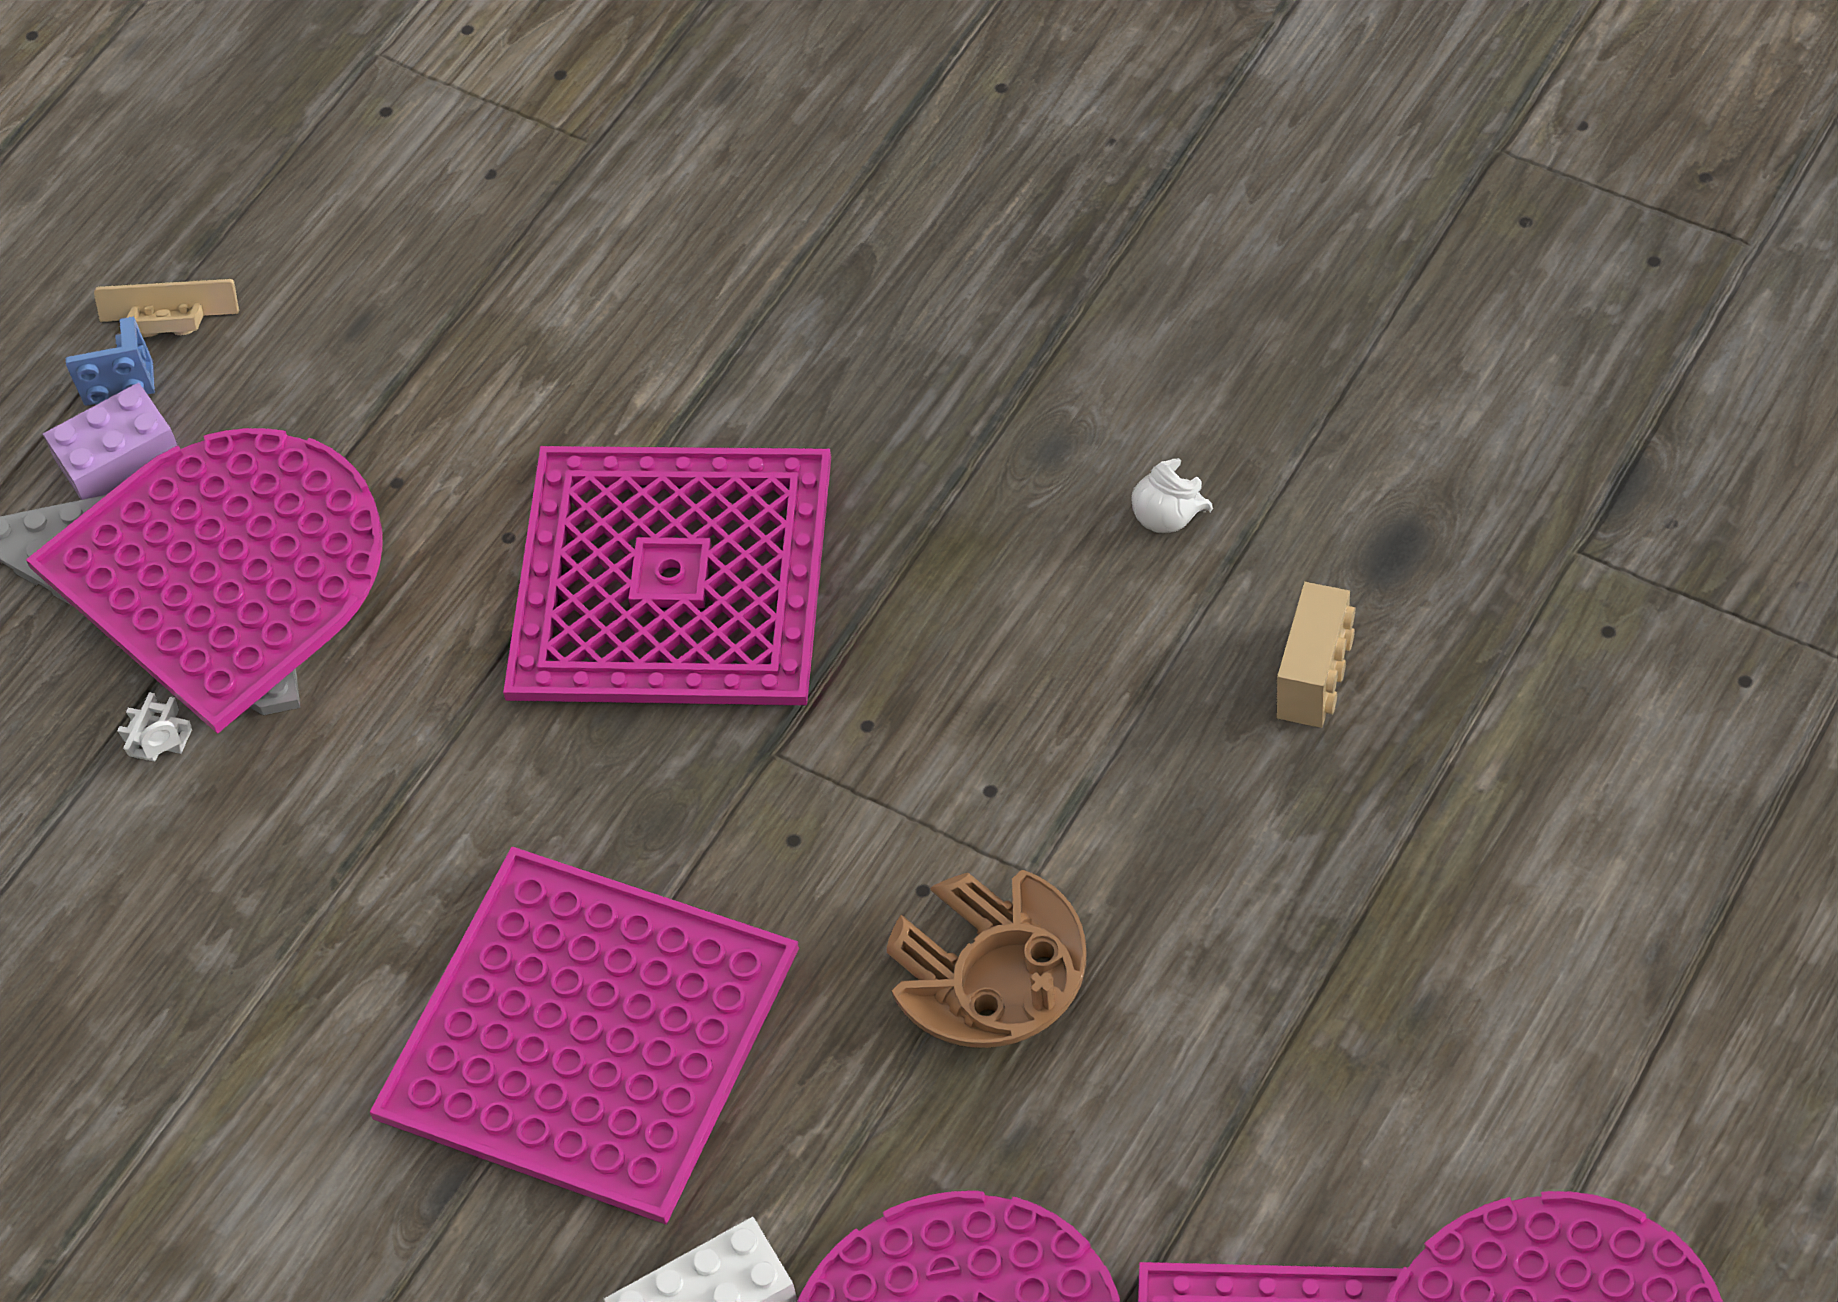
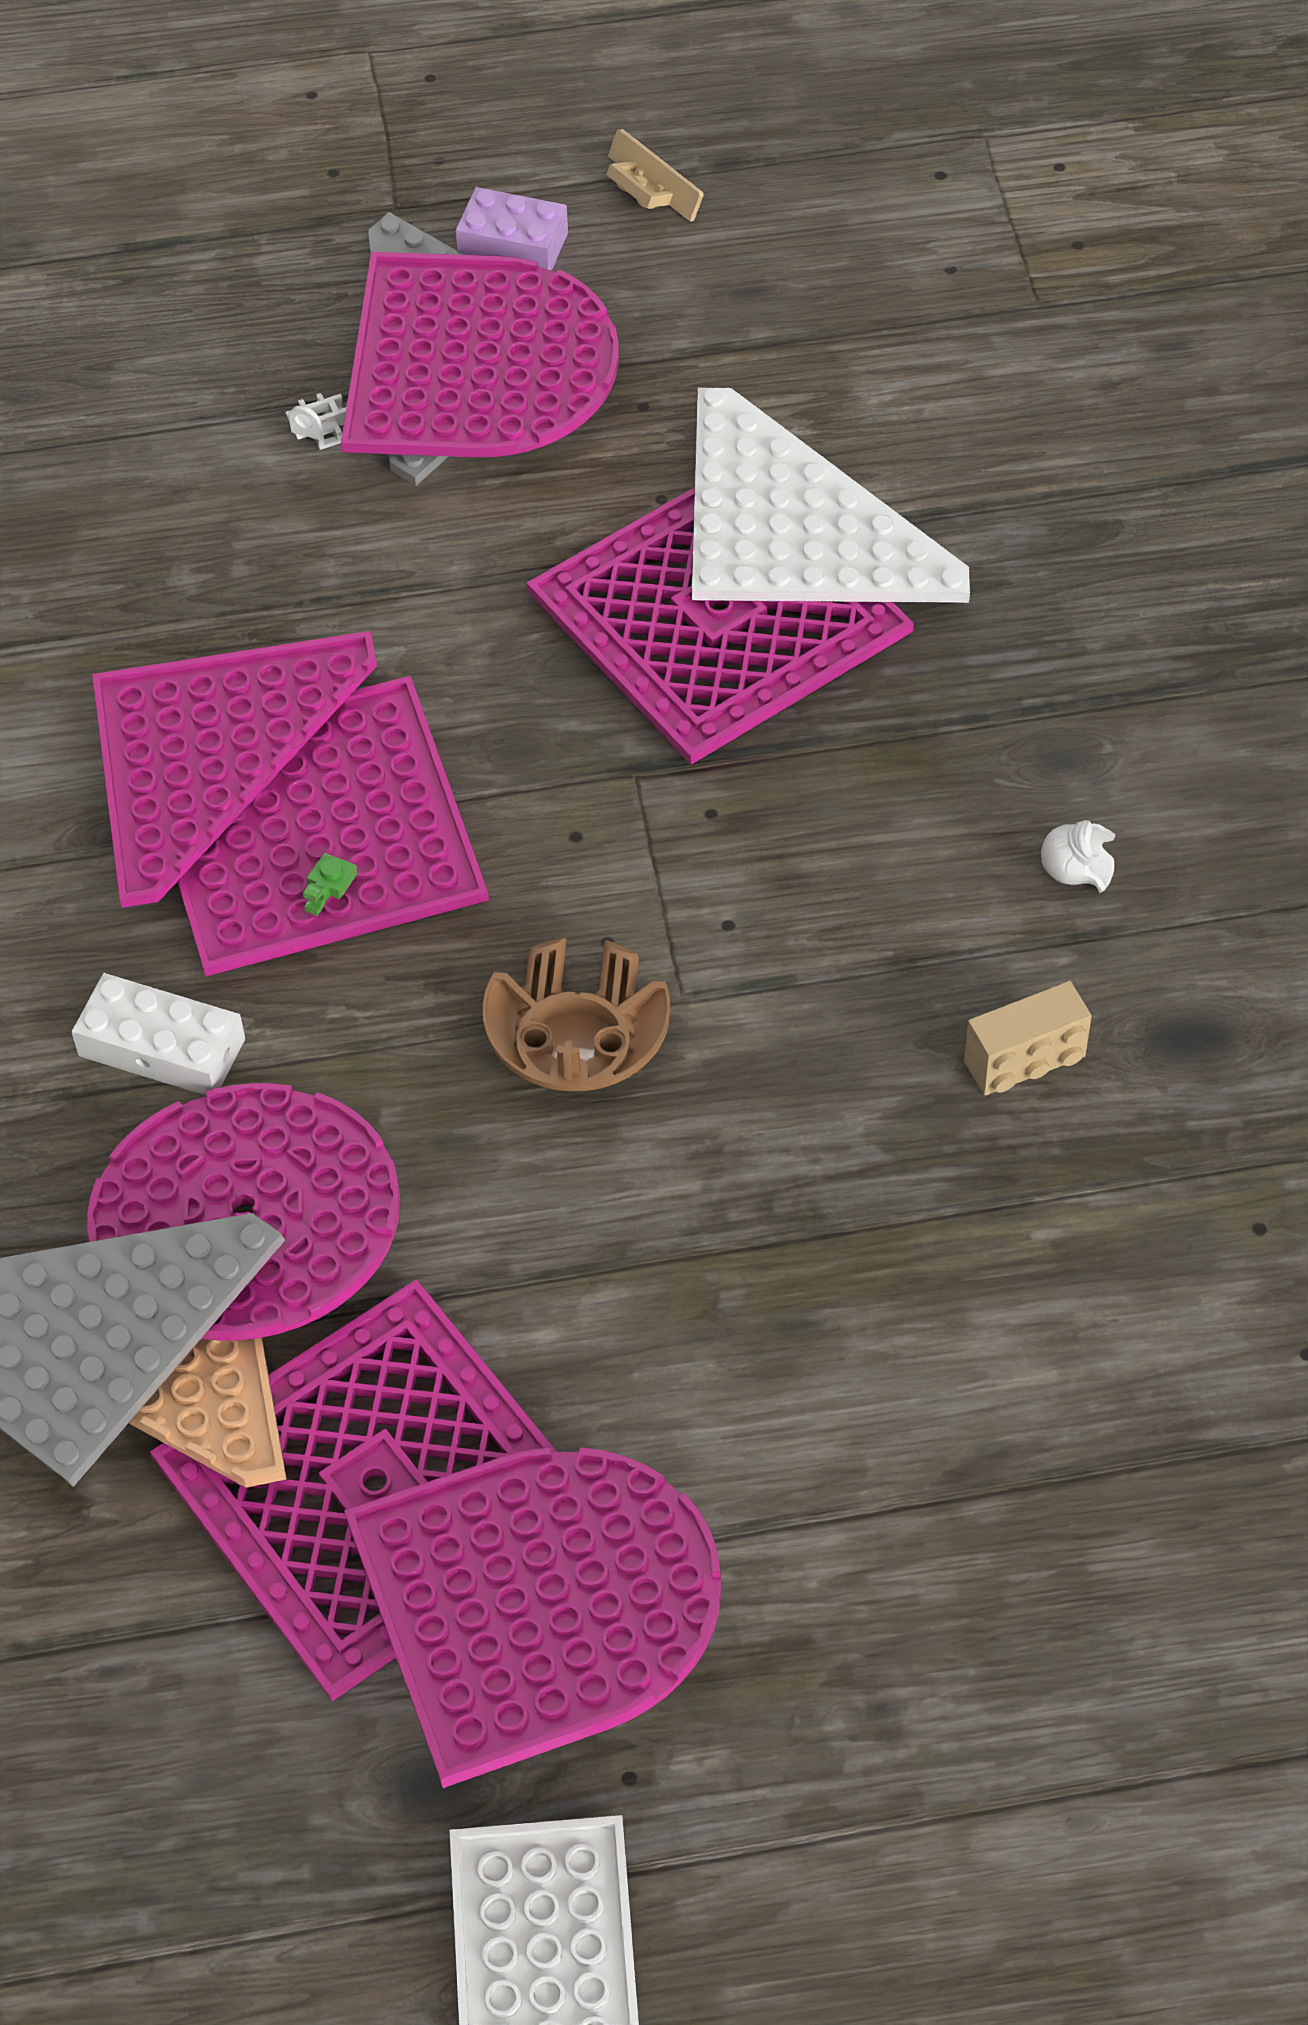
camera: 45 degrees right, 0 degrees up
(112, 370) = (579, 189): medium blue bracket -> none
(429, 1056) = (203, 739): none -> dark pink plate
(644, 464) = (796, 527): none -> white plate
(671, 1053) = (328, 878): none -> bright green plate

